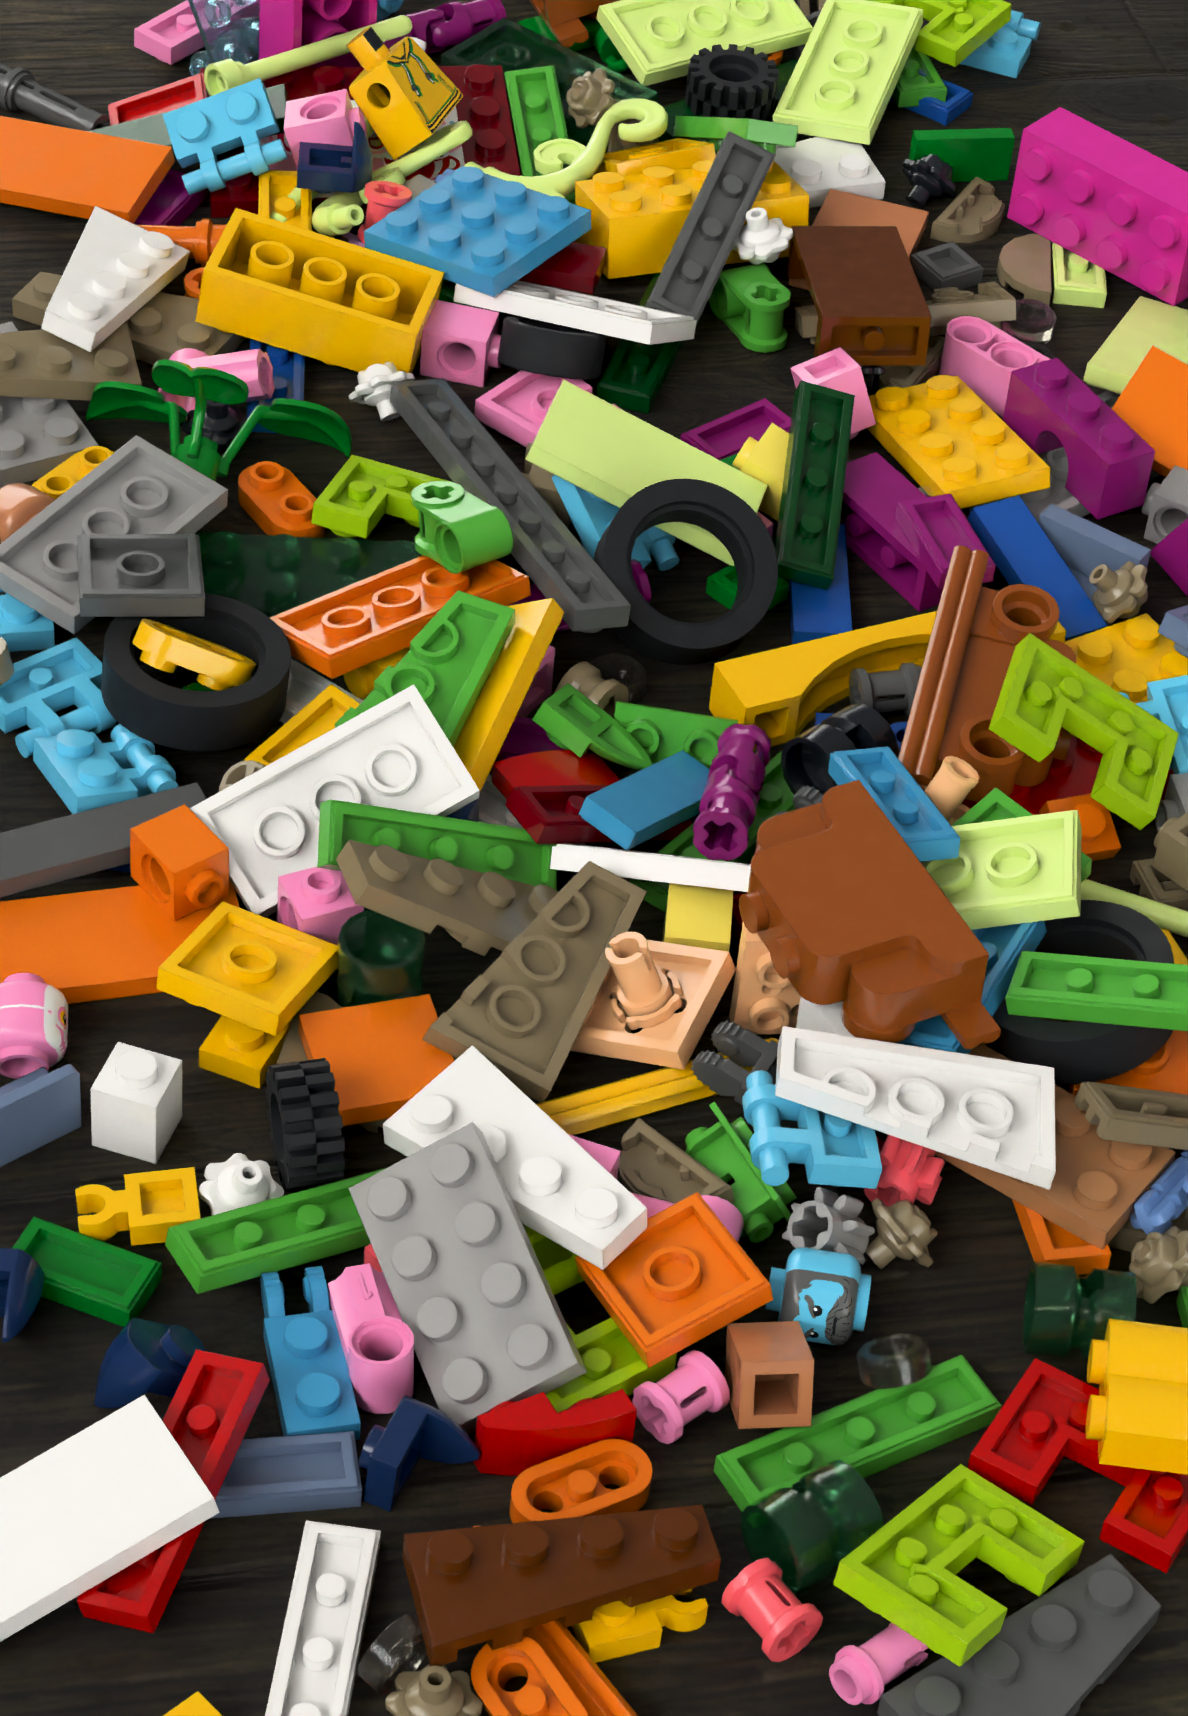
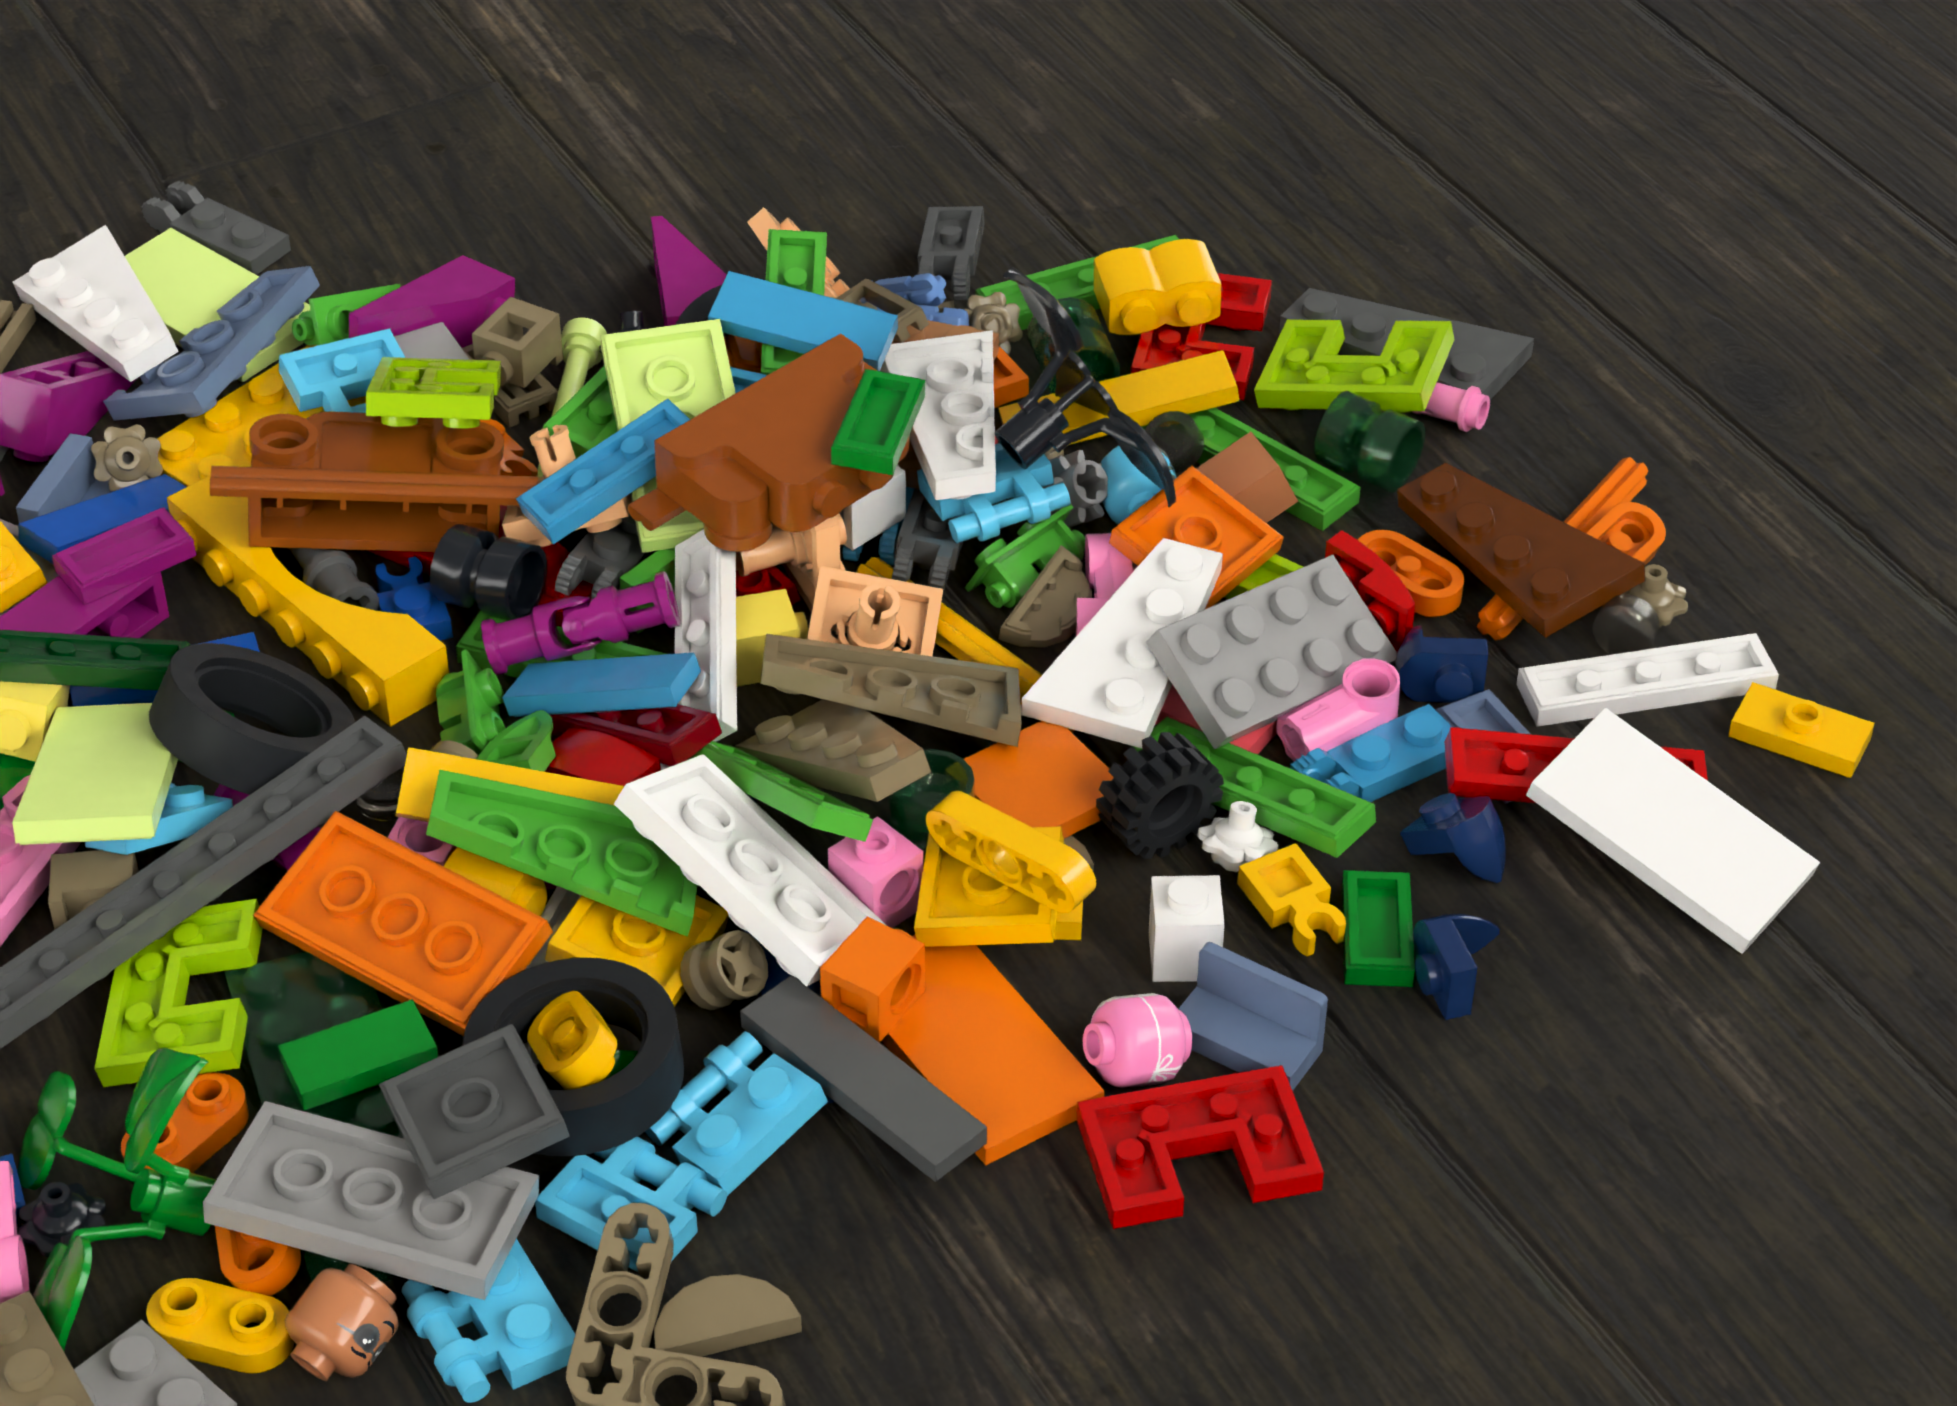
camera: 105 degrees left, 0 degrees up
(198, 953) = (1011, 851): none -> yellow beam
(274, 567) = (357, 1054): none -> green tile
(459, 527) = (288, 870): bright green piece -> none
(681, 1396) = (1300, 541): bright pink bush -> none
(772, 1610) = (1454, 443): coral bush -> none
(815, 932) = (878, 422): none -> green tile
(894, 1057) = (1041, 424): none -> black plant
(970, 1329) = (1143, 395): none -> yellow tile
(1061, 972) = (799, 318): none -> dark azure tile

